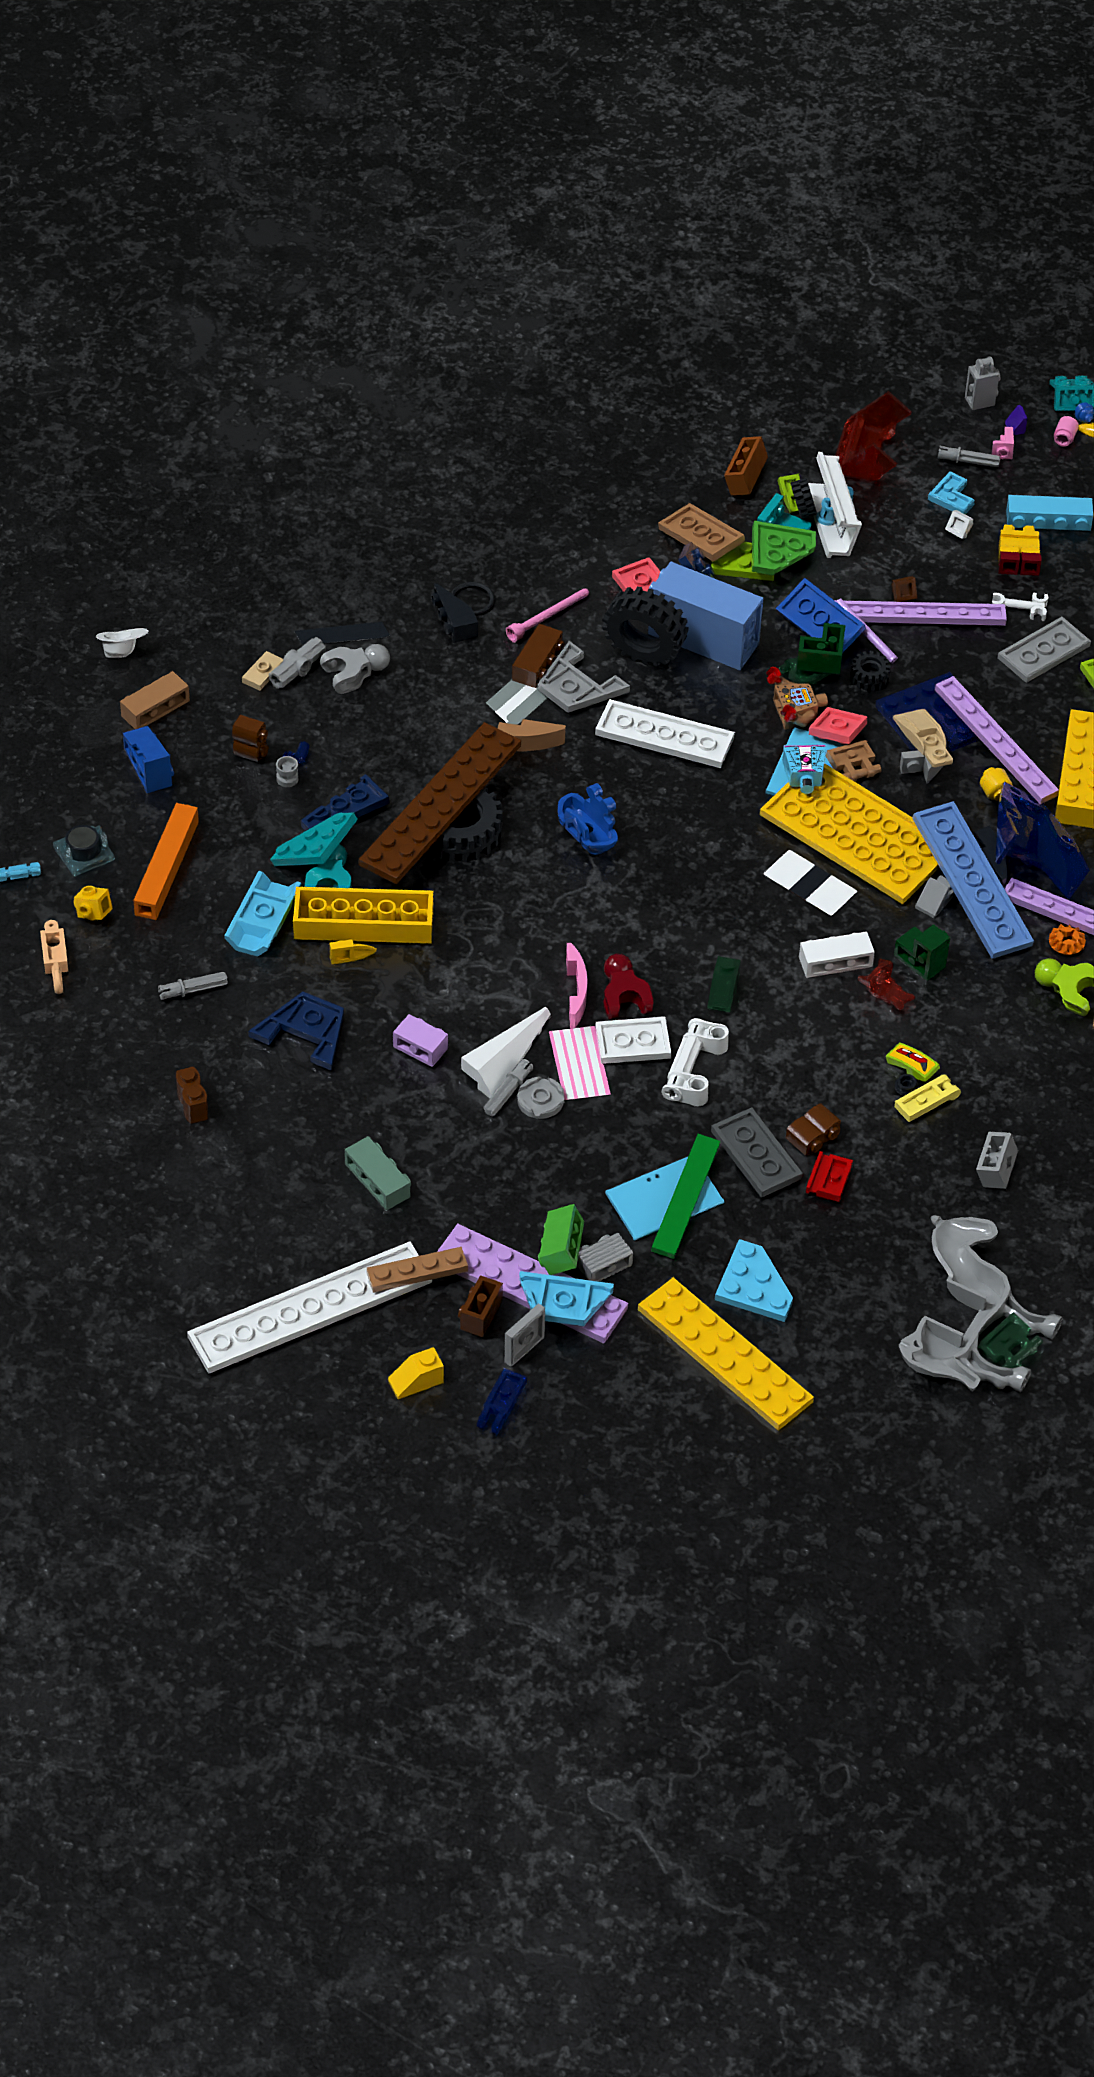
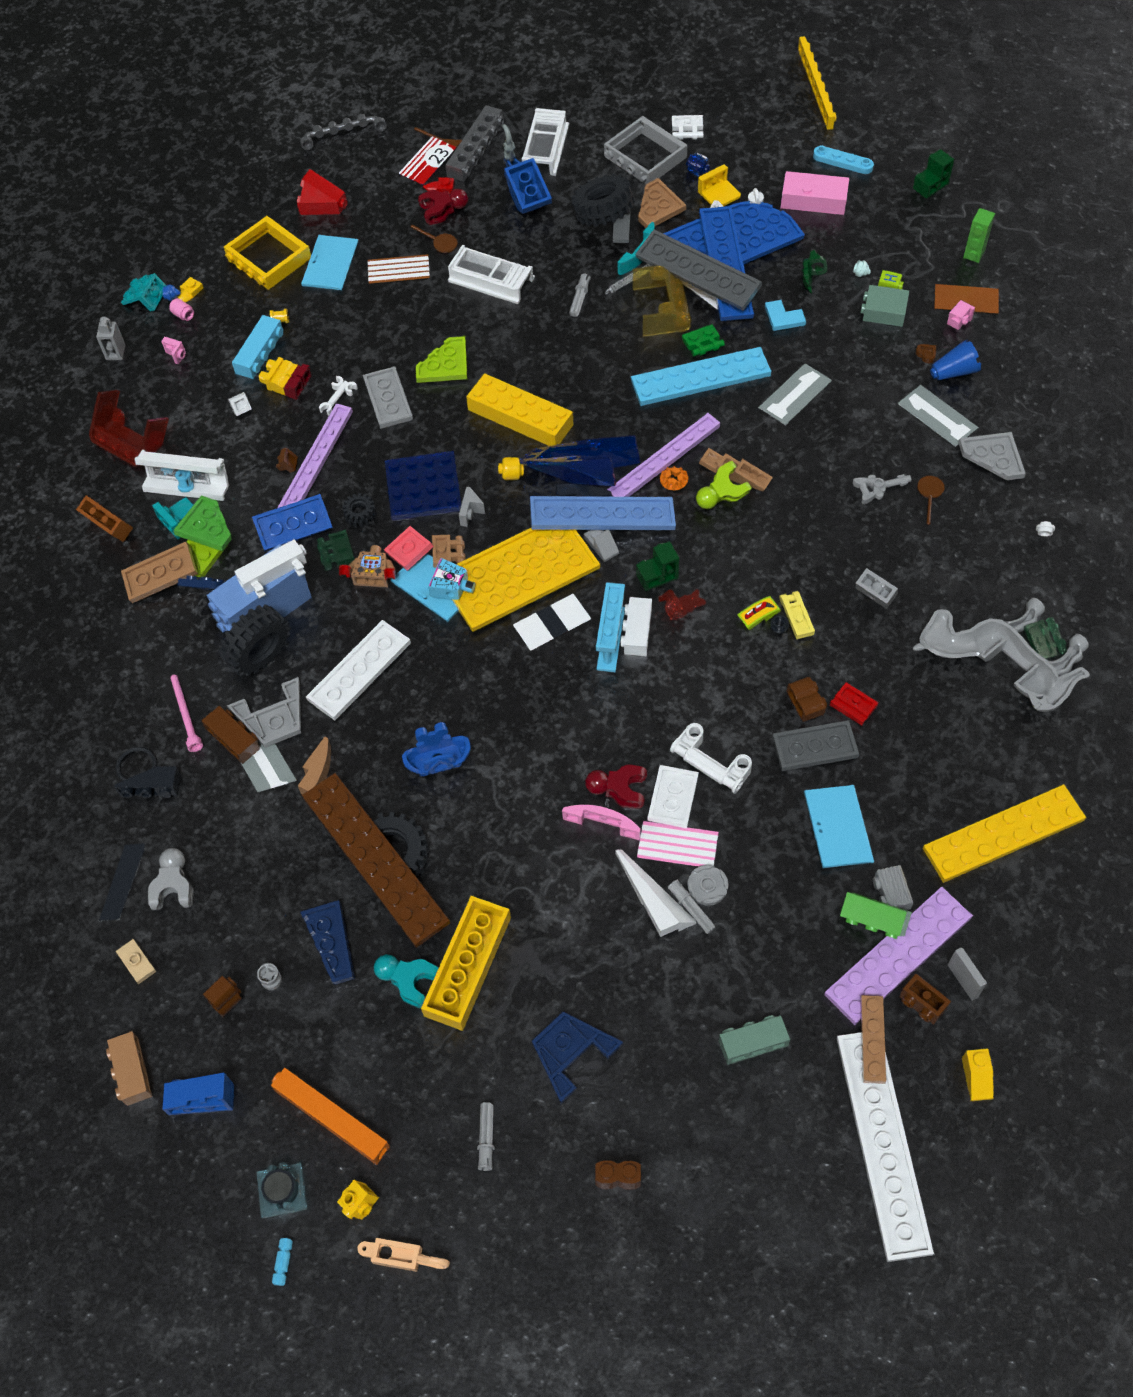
camera: 65 degrees left, 10 degrees up
(120, 643) = (40, 1076): white piece -> none
(260, 915) = (428, 1048): medium azure piece -> none
(297, 662) = (143, 929): light grey piece -> none
(301, 753) = (252, 960): clear blue arm -> none
(316, 843) = (371, 977): teal plate -> none
(346, 951) = (496, 992): yellow plate -> none
(420, 1040) = (622, 958): lavender brick -> none
(502, 1399) = (1017, 1014): clear blue hinge -> none
(565, 1298) = (935, 933): medium azure wing -> none
(637, 574) = (184, 633): coral plate -> none
(685, 1196) = (846, 809): green tile -> none
(724, 983) = (640, 712): clear green slope -> none
(725, 596) = (271, 566): none -> white brick
(754, 1283) = (940, 790): medium azure plate -> none
(786, 491) = (145, 500): lime slope -> none
(803, 498) = (165, 490): black tyre -> none
(811, 906) = (610, 627): none -> medium azure fence
(822, 653) = (336, 527): dark green brick -> none
(873, 638) = (328, 496): lavender bar -> none
(925, 736) = (448, 494): tan piece -> none
(948, 494) = (202, 403): medium azure tile -> none
(968, 456) = (172, 376): light grey axle -> none
(996, 740) = (472, 452): lavender plate -> none
(1017, 420) = (153, 334): dark purple slope -> none

